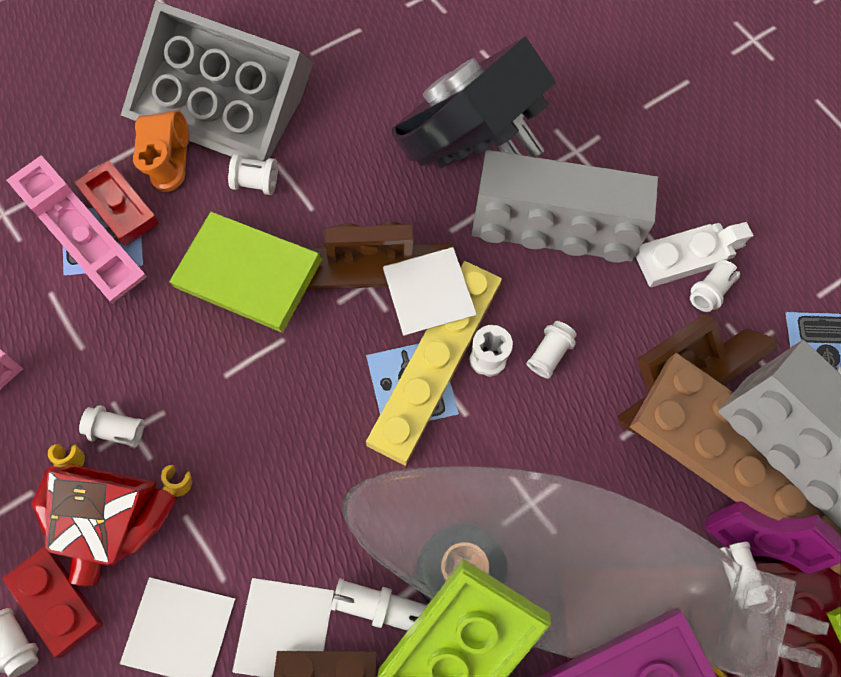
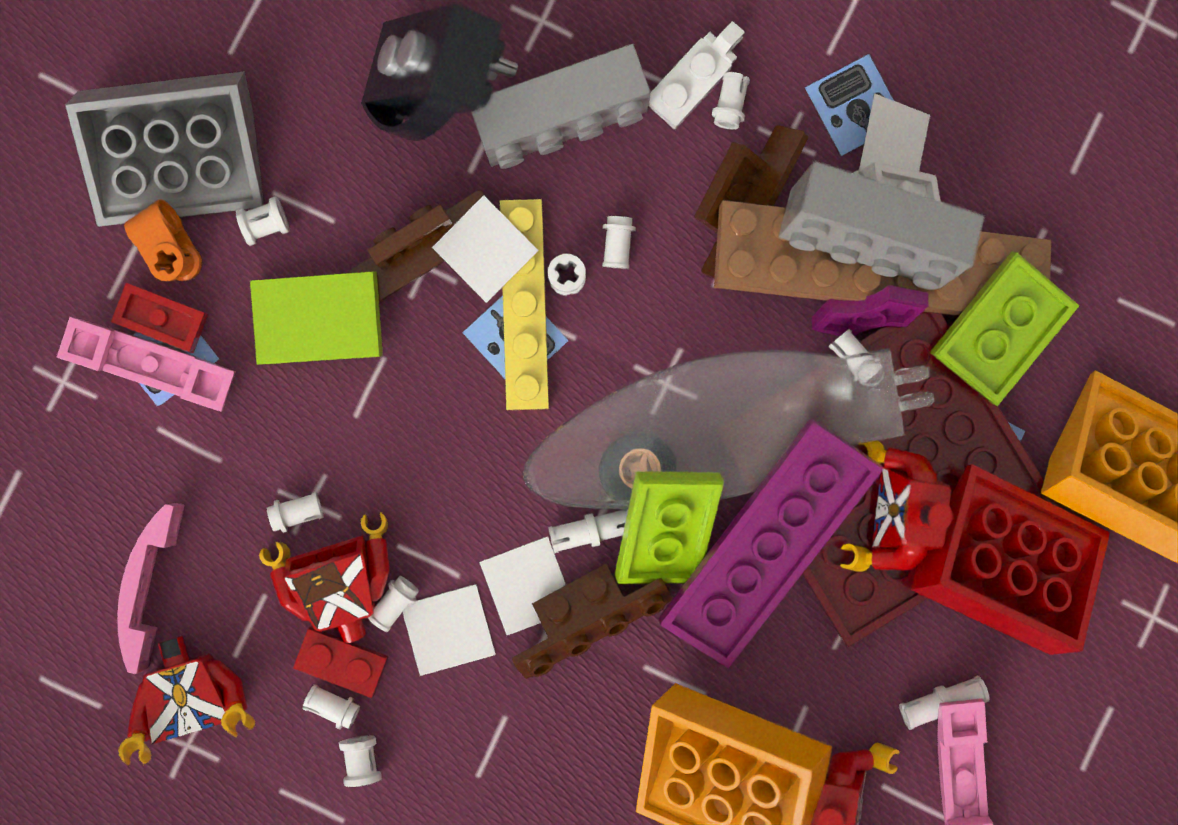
camera: 20 degrees left, 20 degrees up
(141, 569) = (393, 603): none -> white pin

